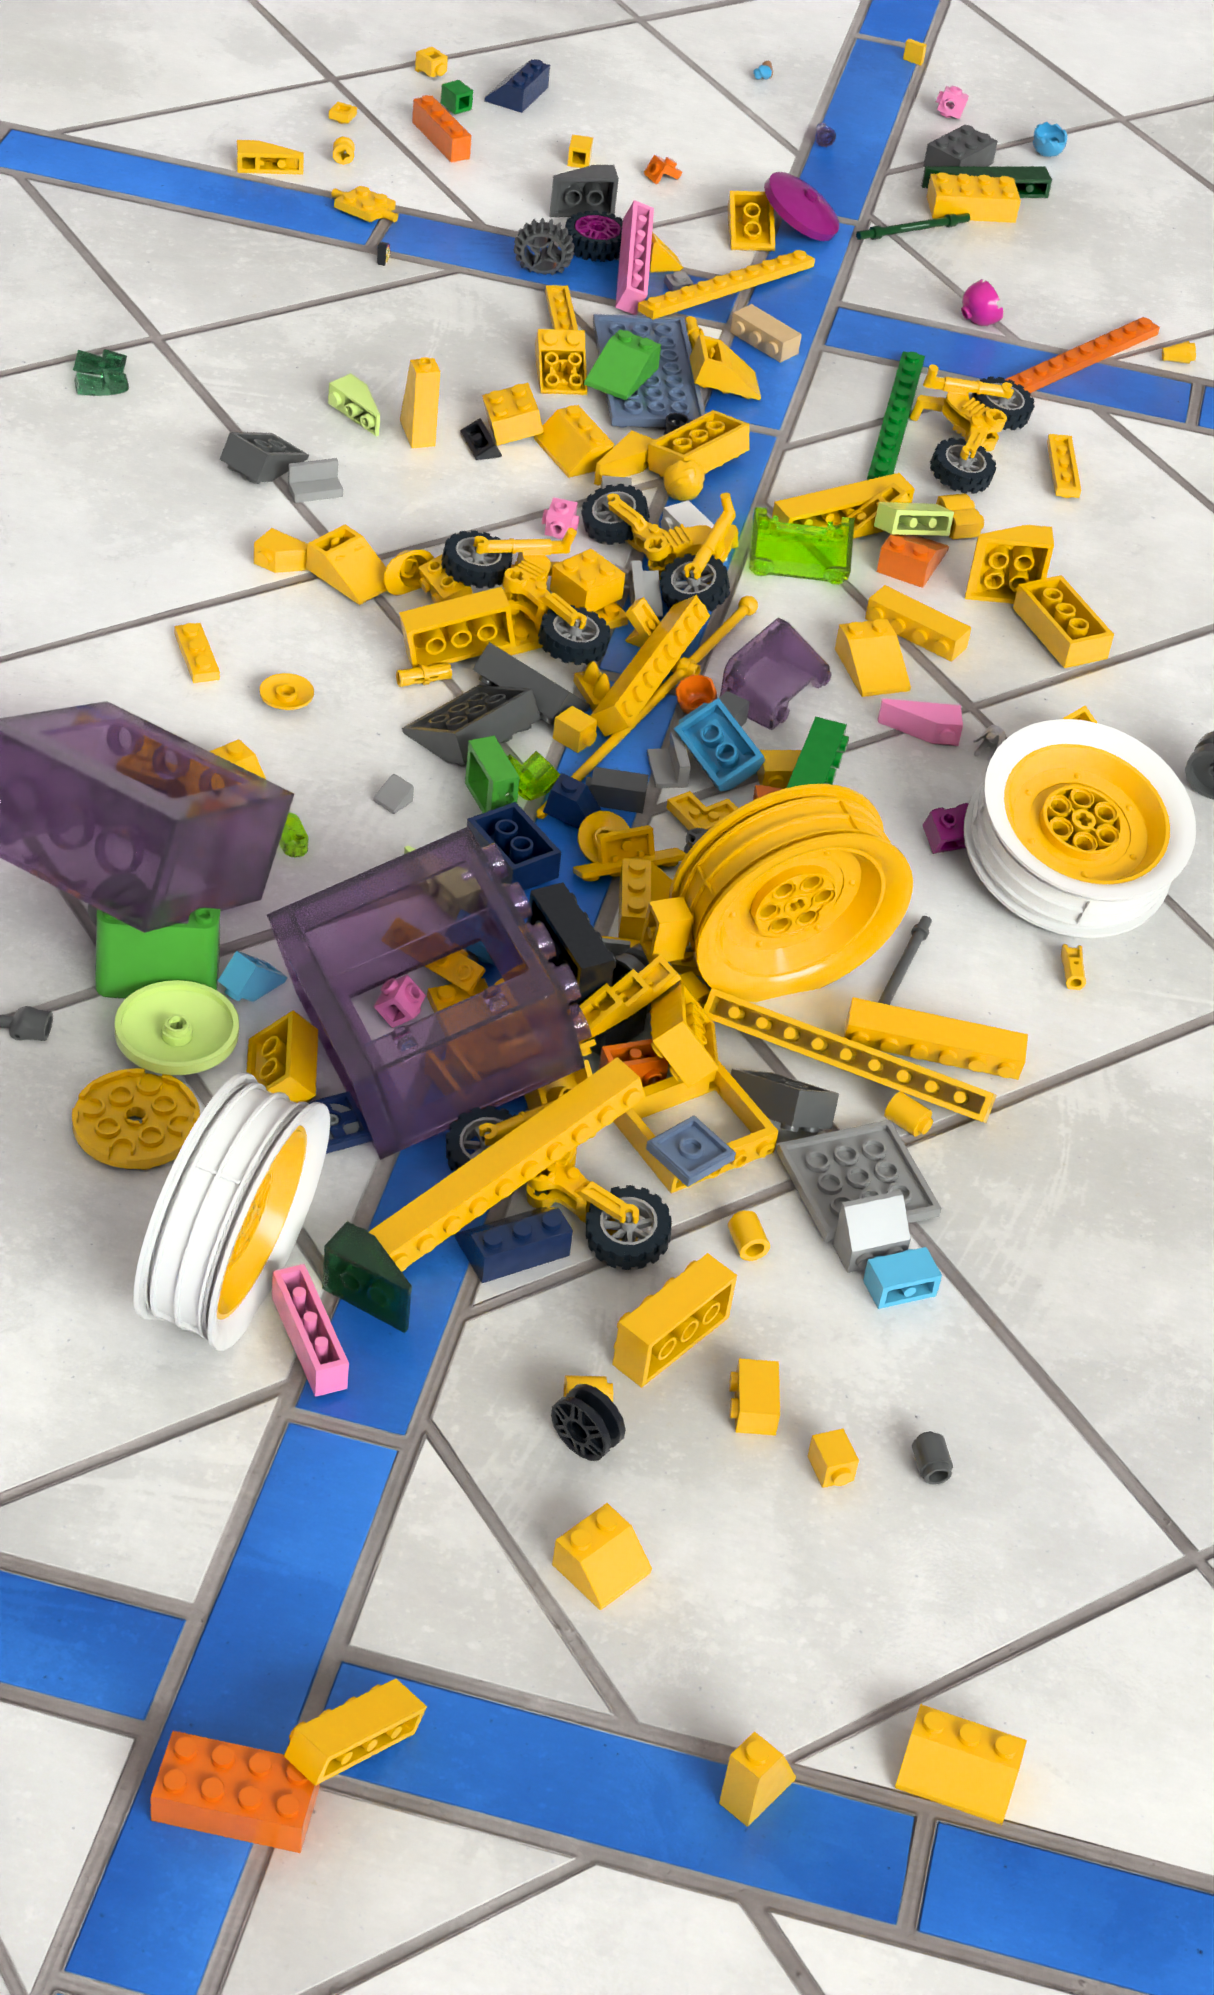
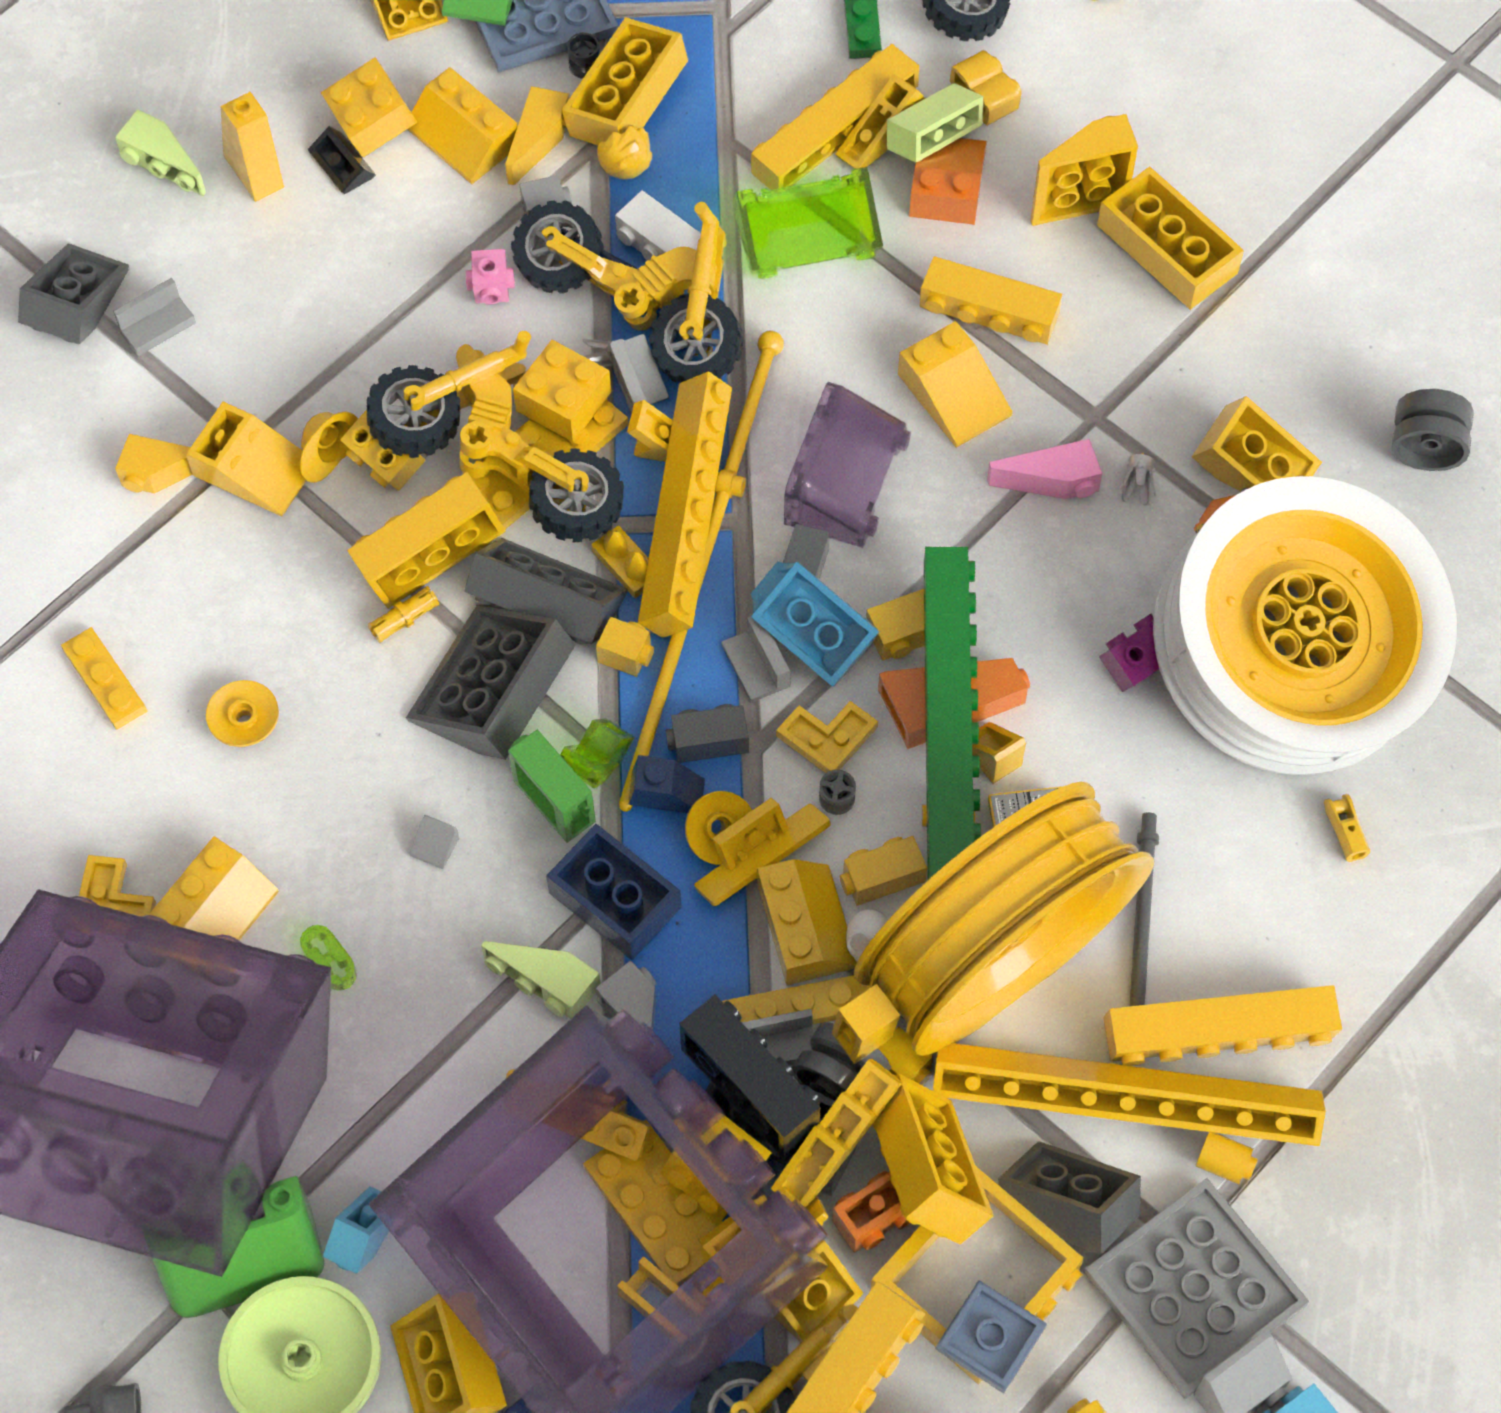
camera: 10 degrees left, 20 degrees up
(399, 1000) = (558, 1205): bright pink brick -> none
(694, 692) = (757, 534): orange hair -> none

